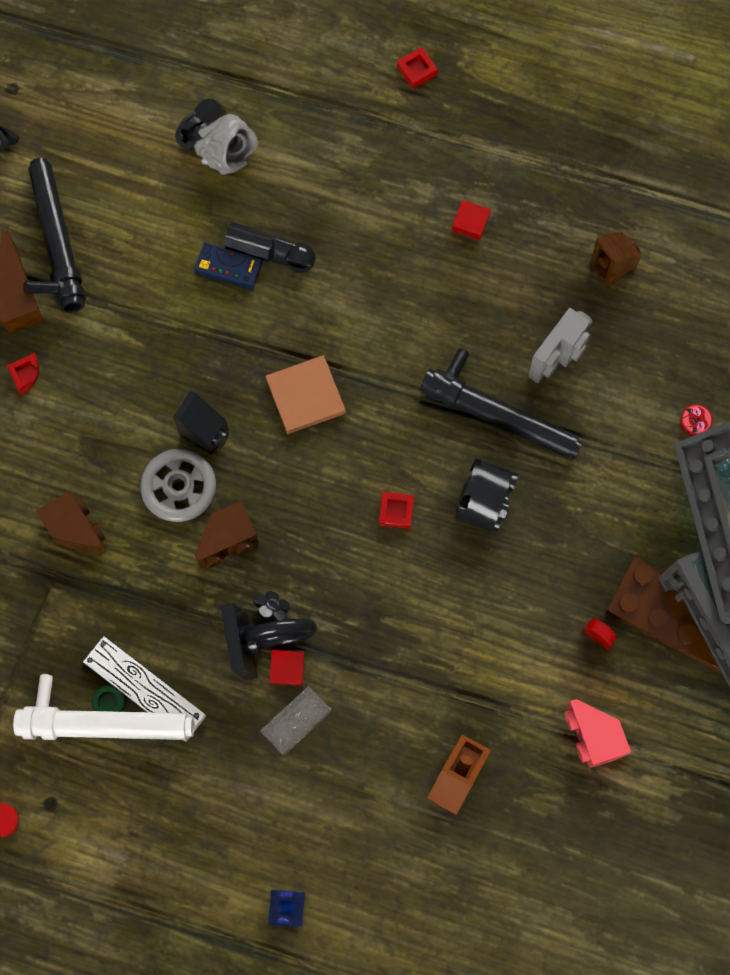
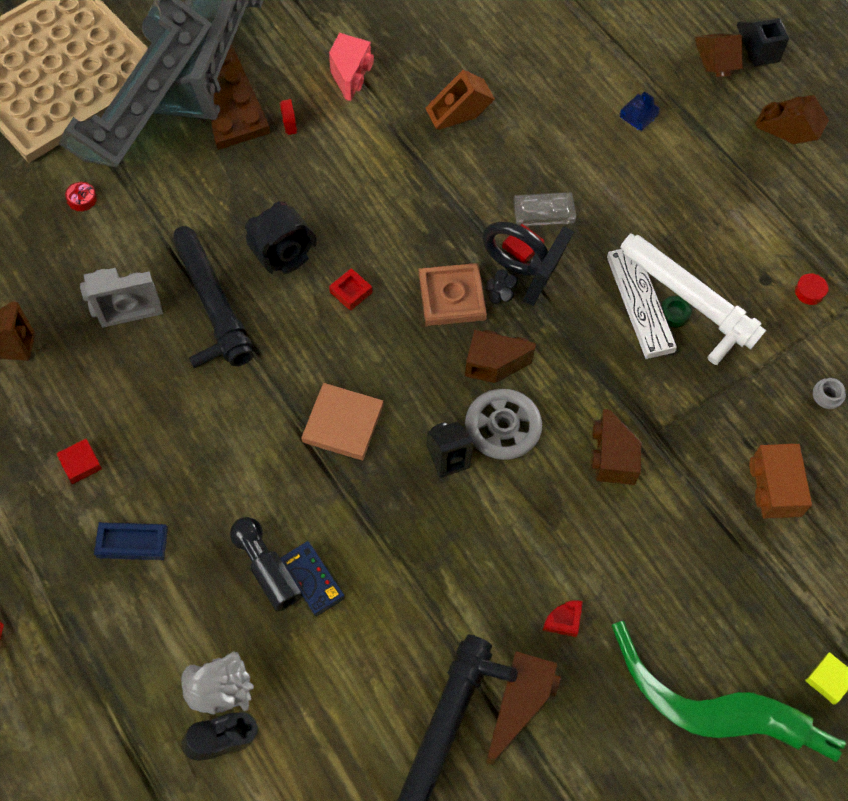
camera: 145 degrees left, 10 degrees down
(310, 571) = (452, 294): none -> nougat tile
(379, 197) = (131, 541): none -> dark blue tile

